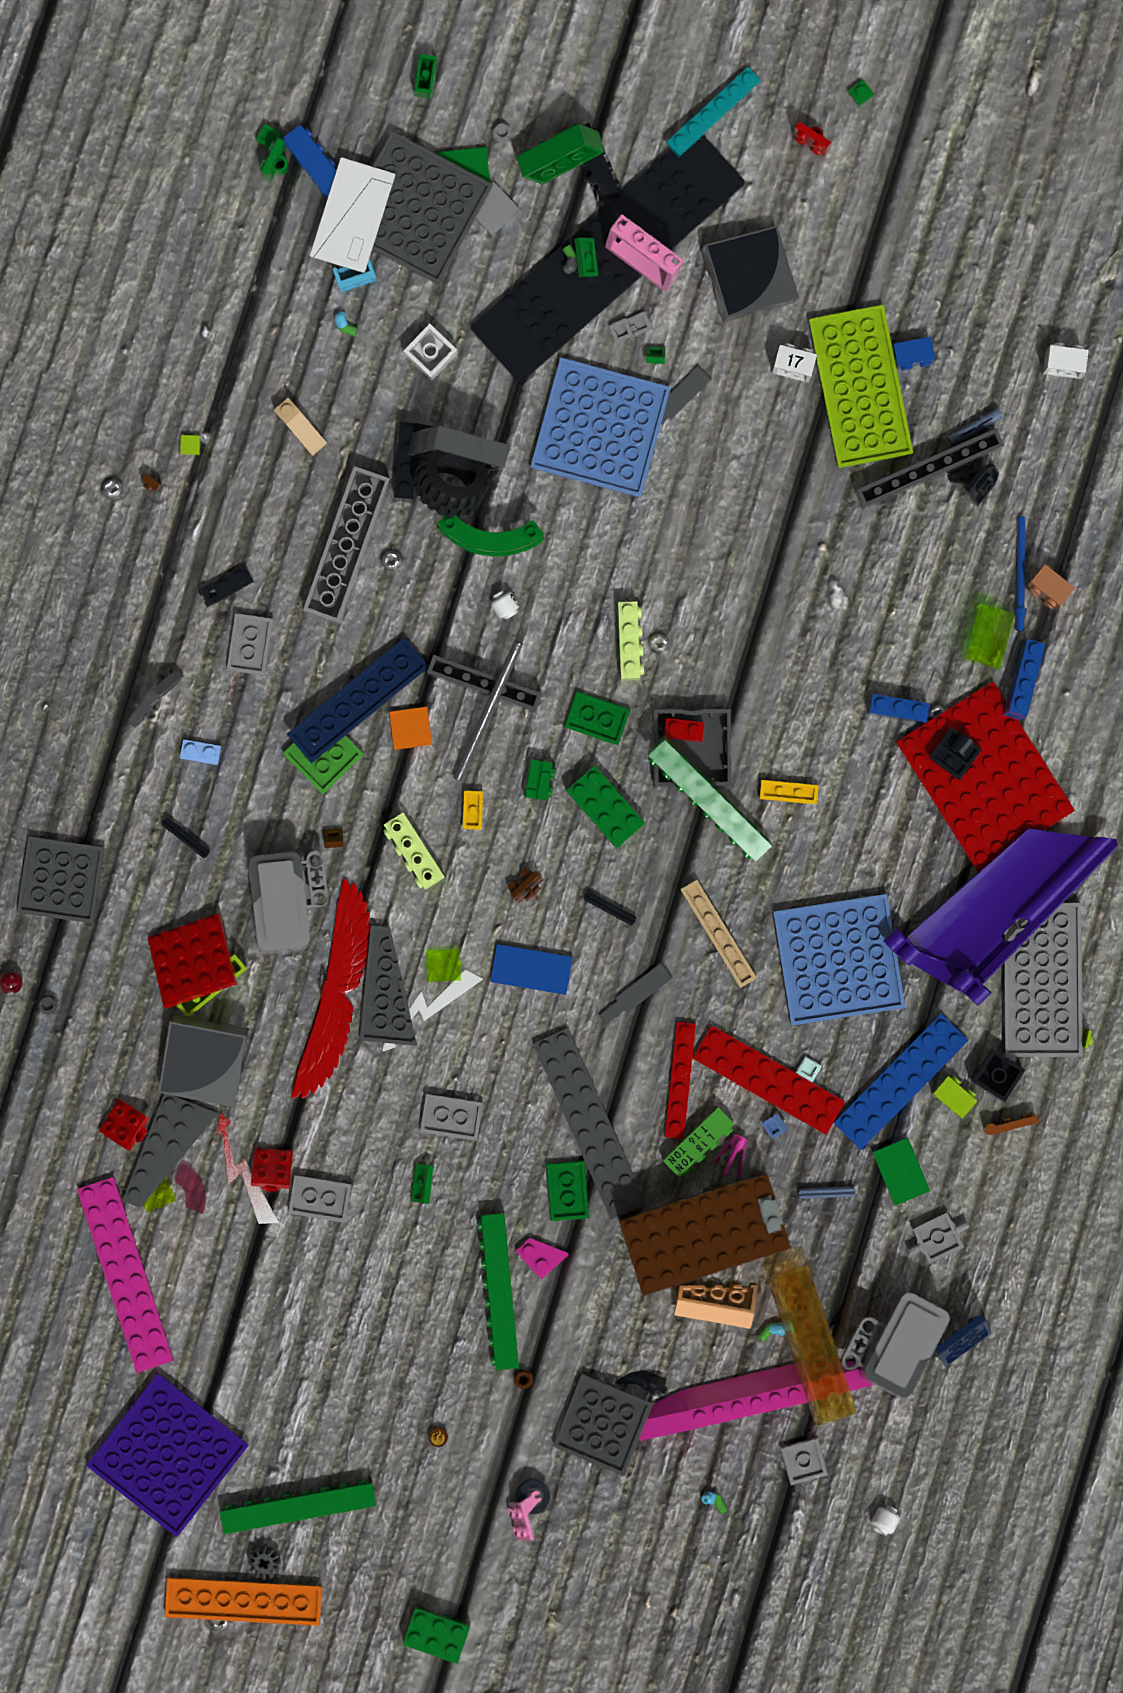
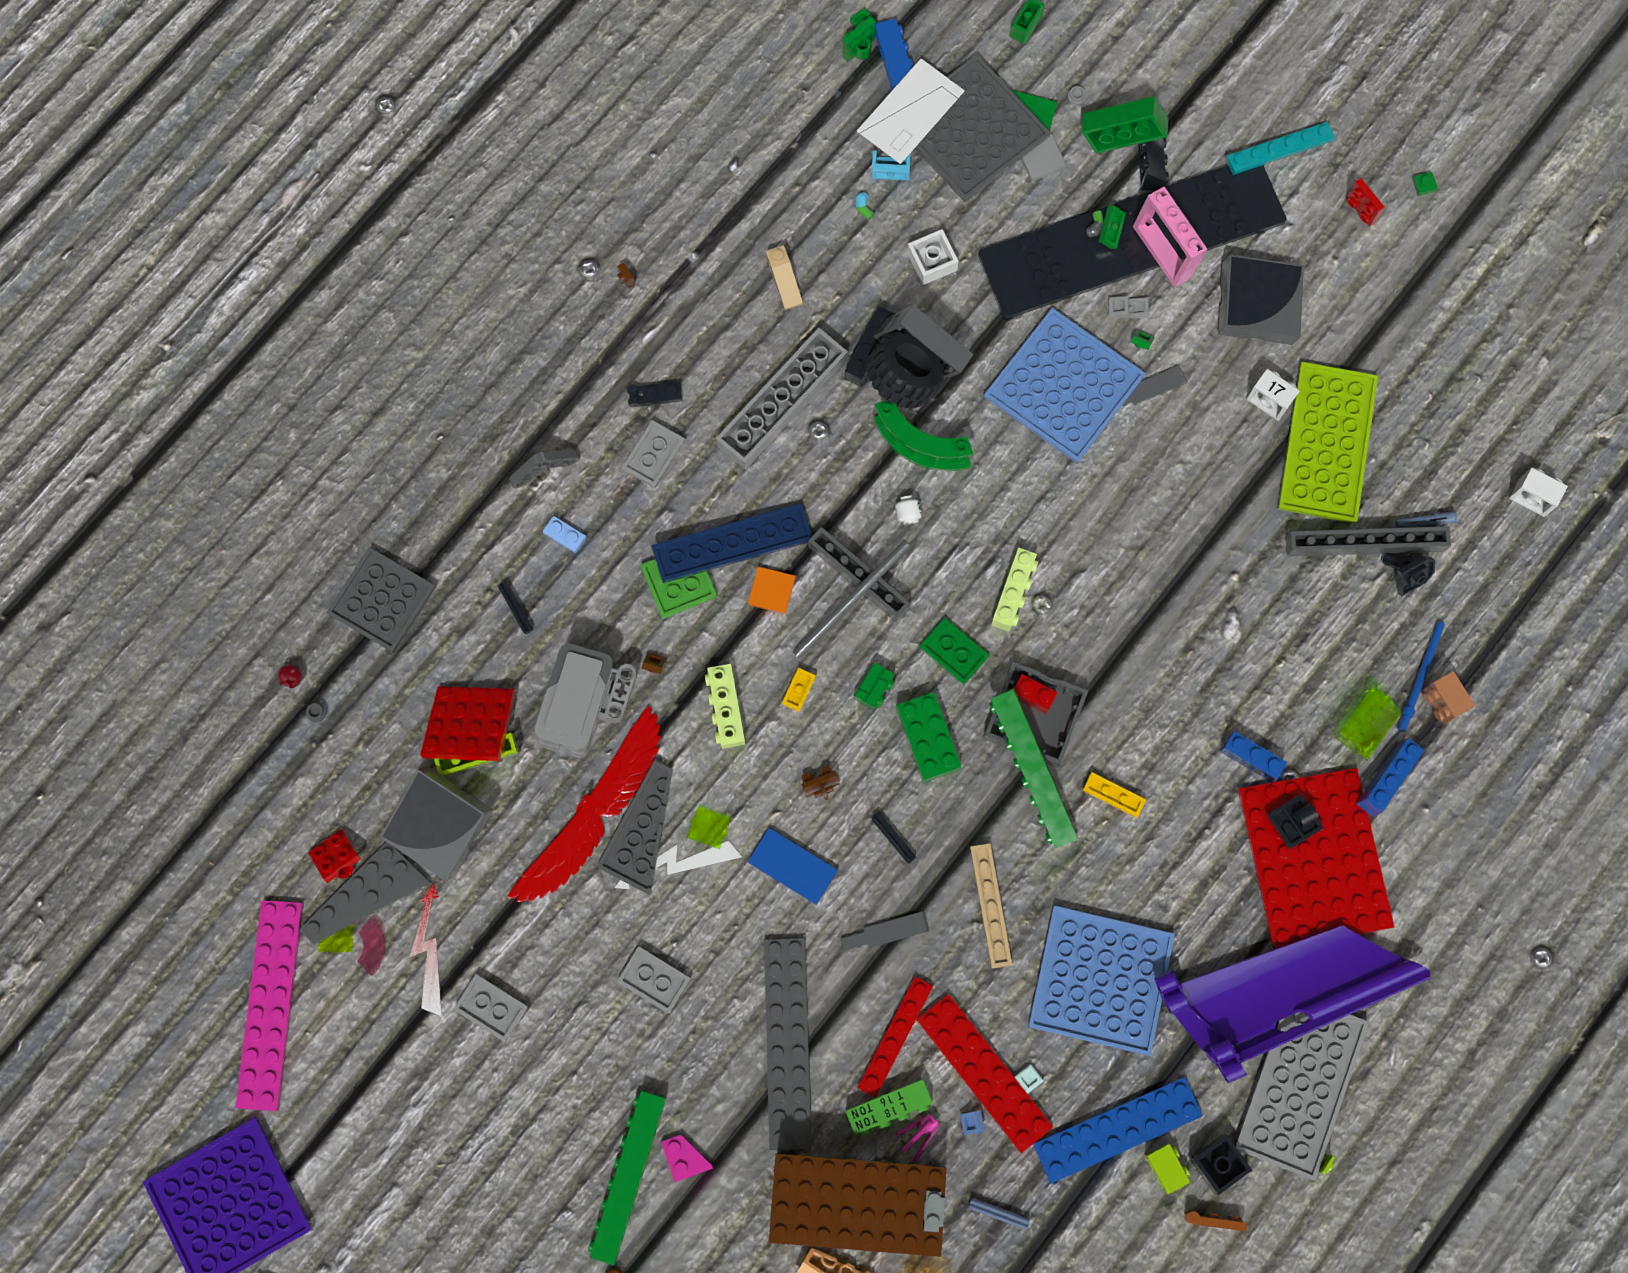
camera: 30 degrees right, 10 degrees down
(190, 445) = (676, 257): lime tile -> none
(272, 1169) = (456, 958): red plate -> none
(422, 1183) = (597, 1034): green plate -> none
(567, 1190) = (738, 1102): green tile -> none
(901, 1171) = (1083, 1224): green tile -> none
(913, 353) = (1391, 430): blue brick -> none

